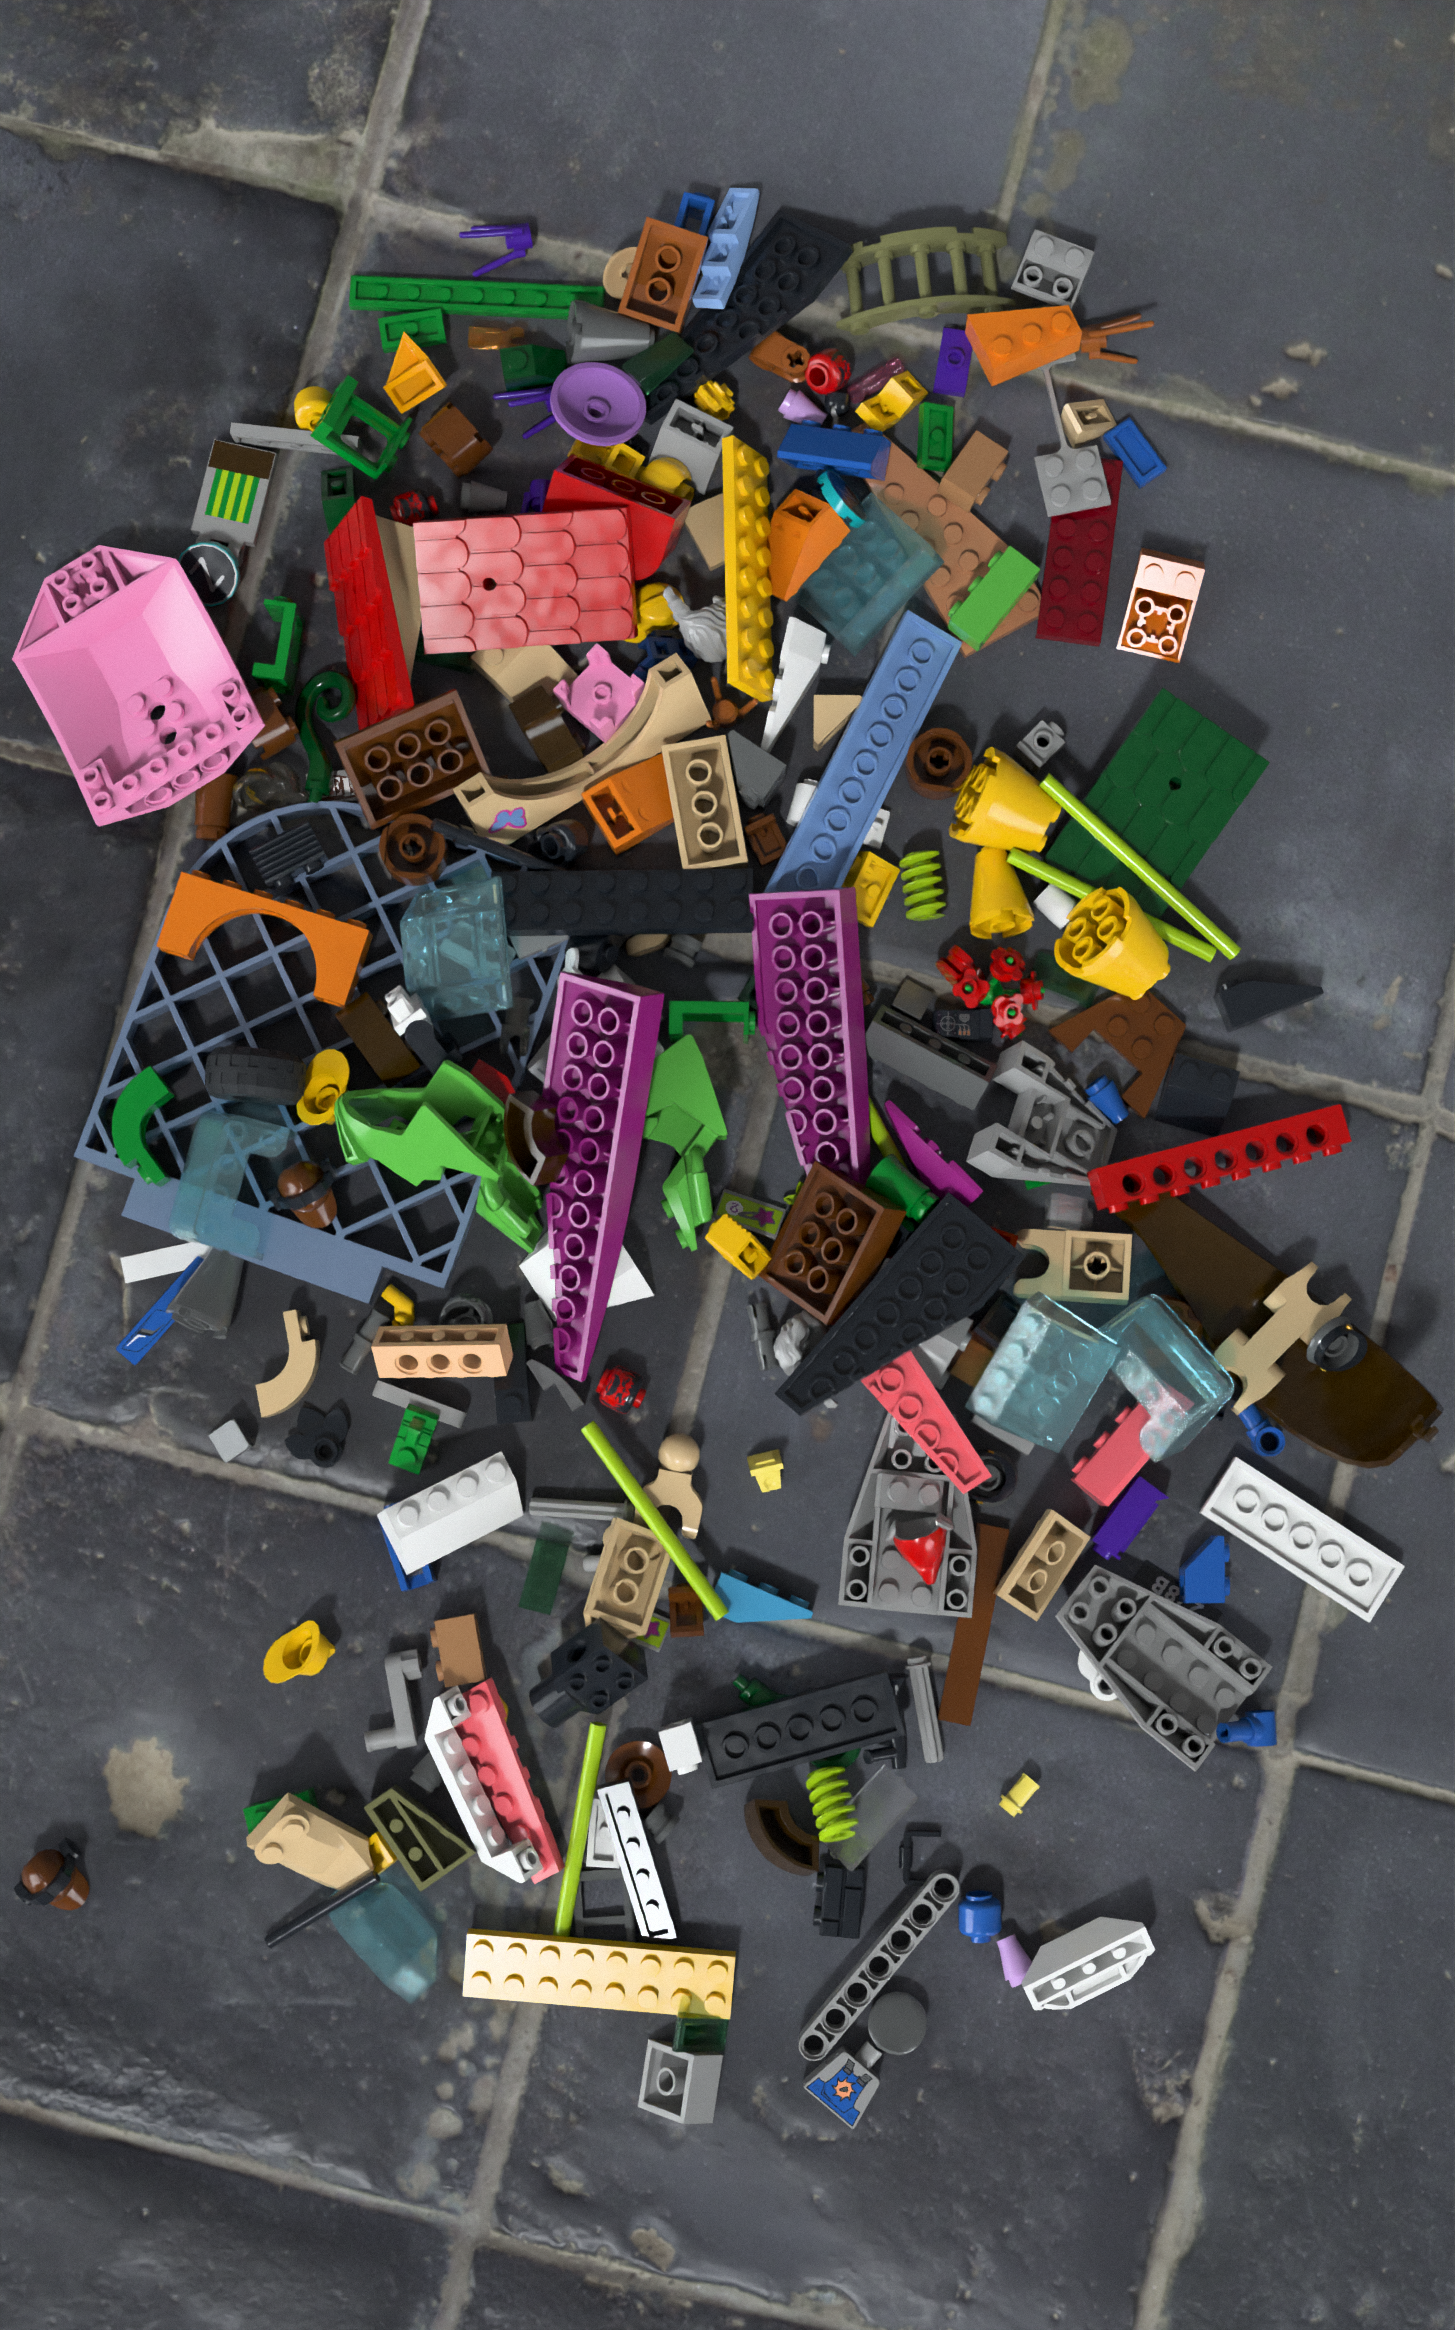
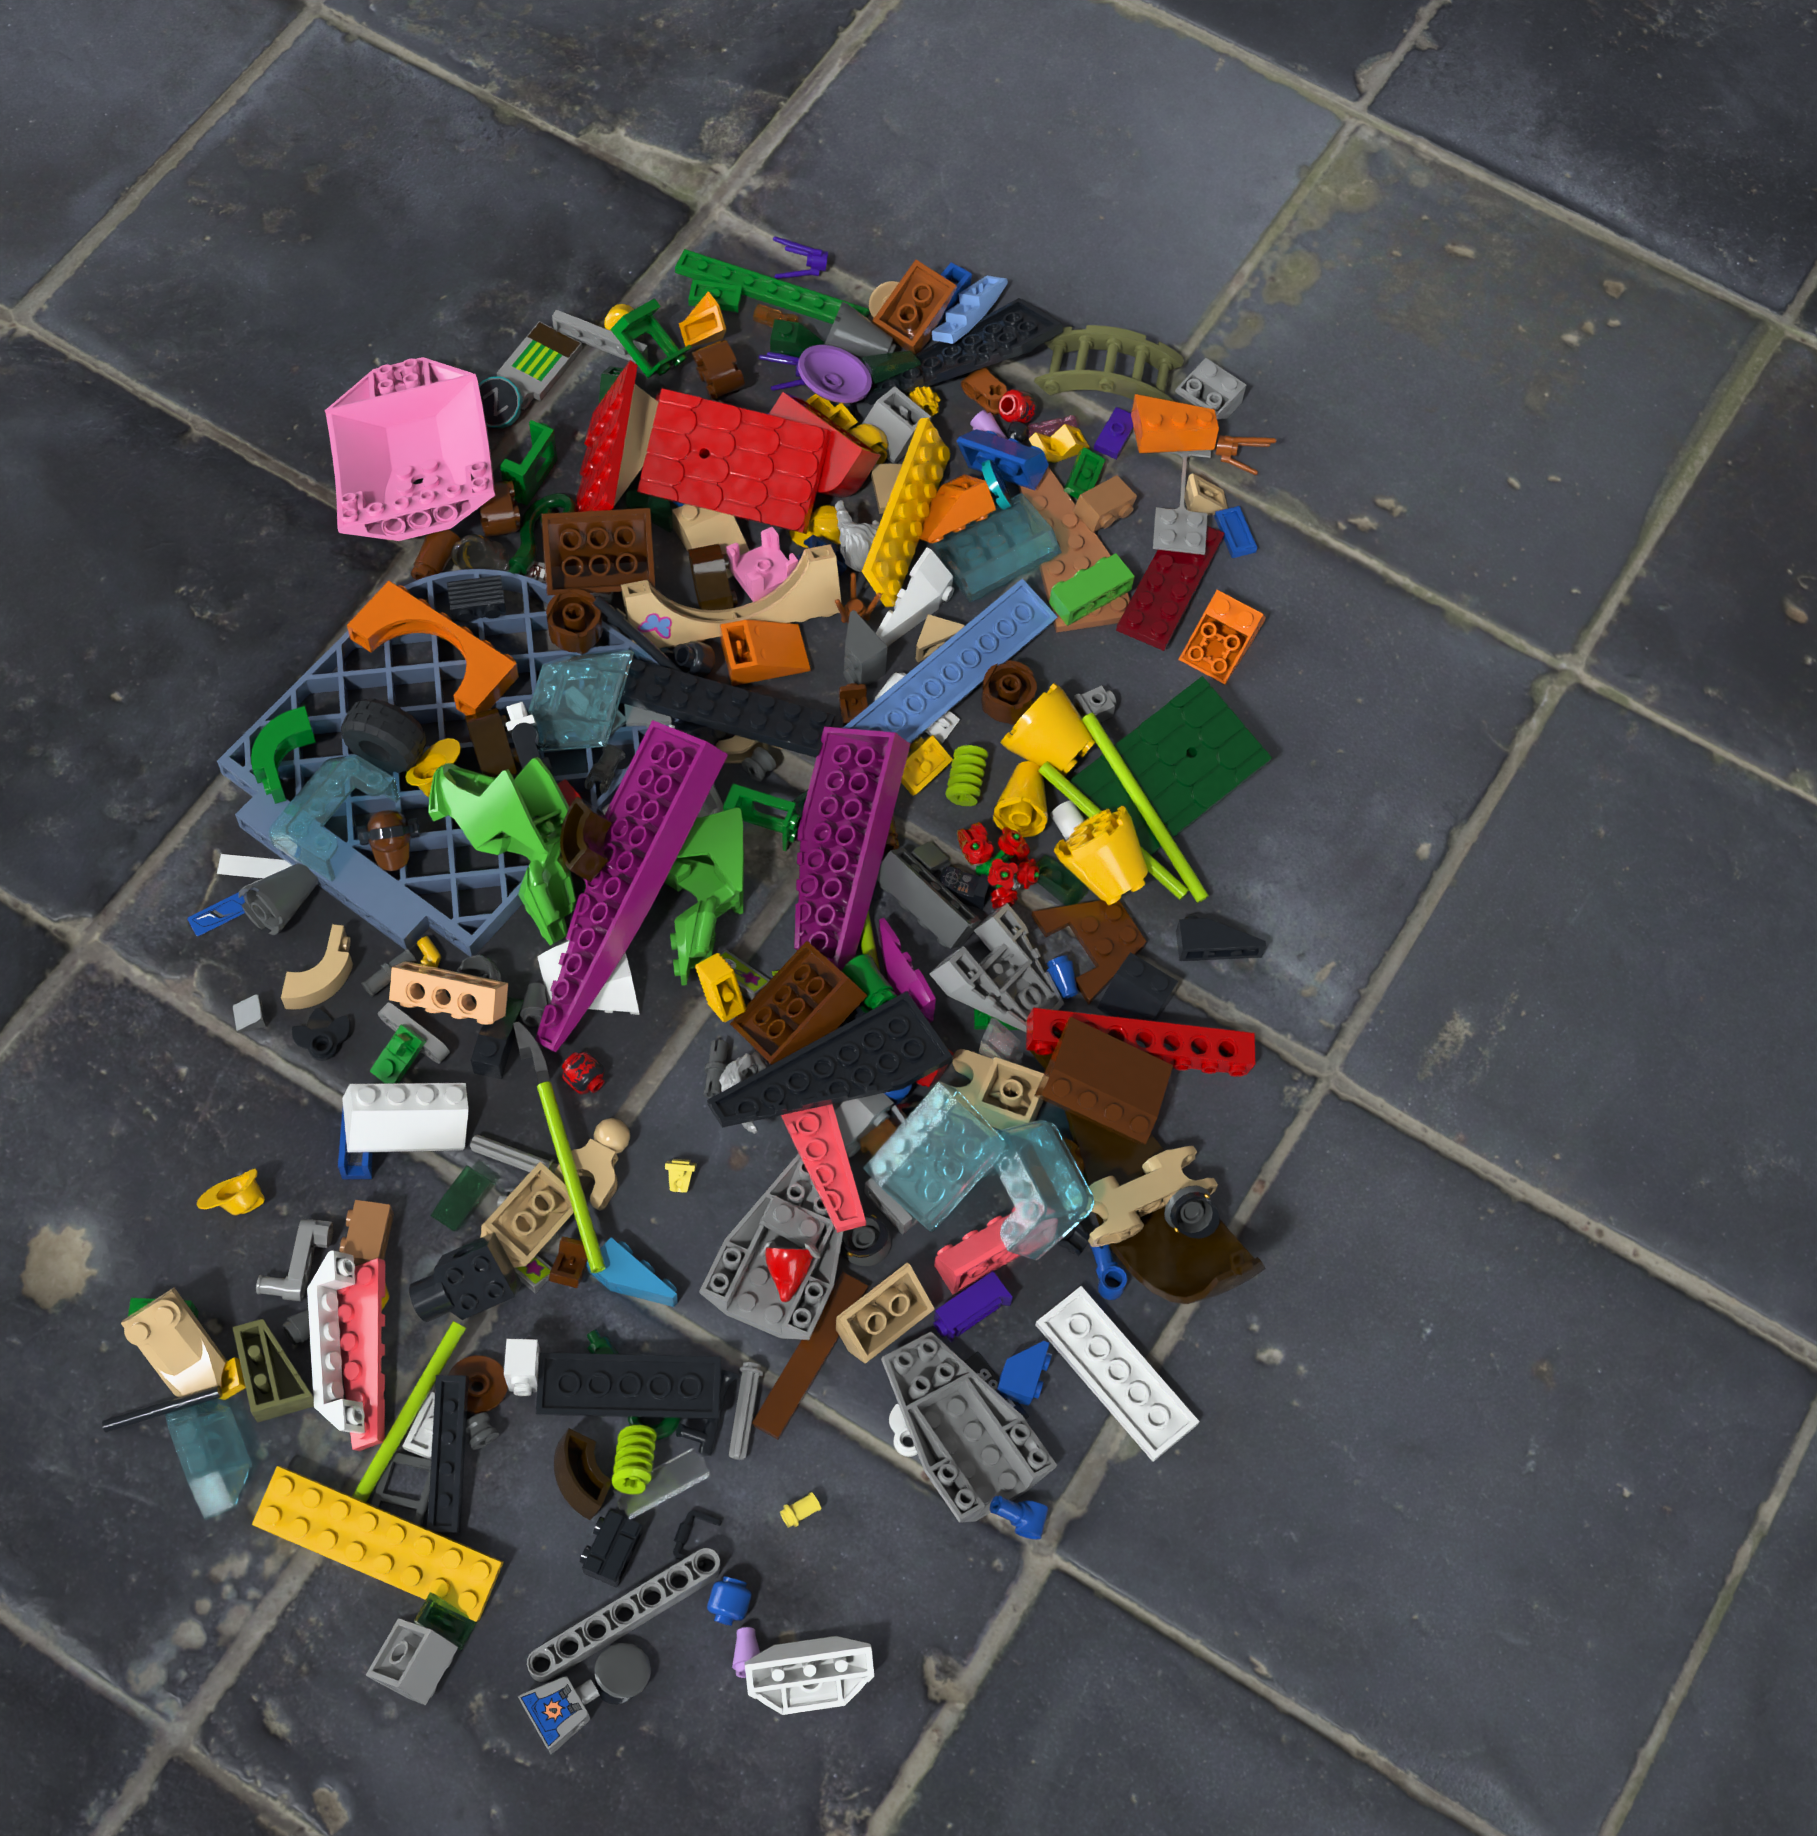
camera: 10 degrees right, 20 degrees down
(704, 804) = (814, 660): tan slope -> none
(1198, 1226) = (1105, 1081): none -> reddish brown slope

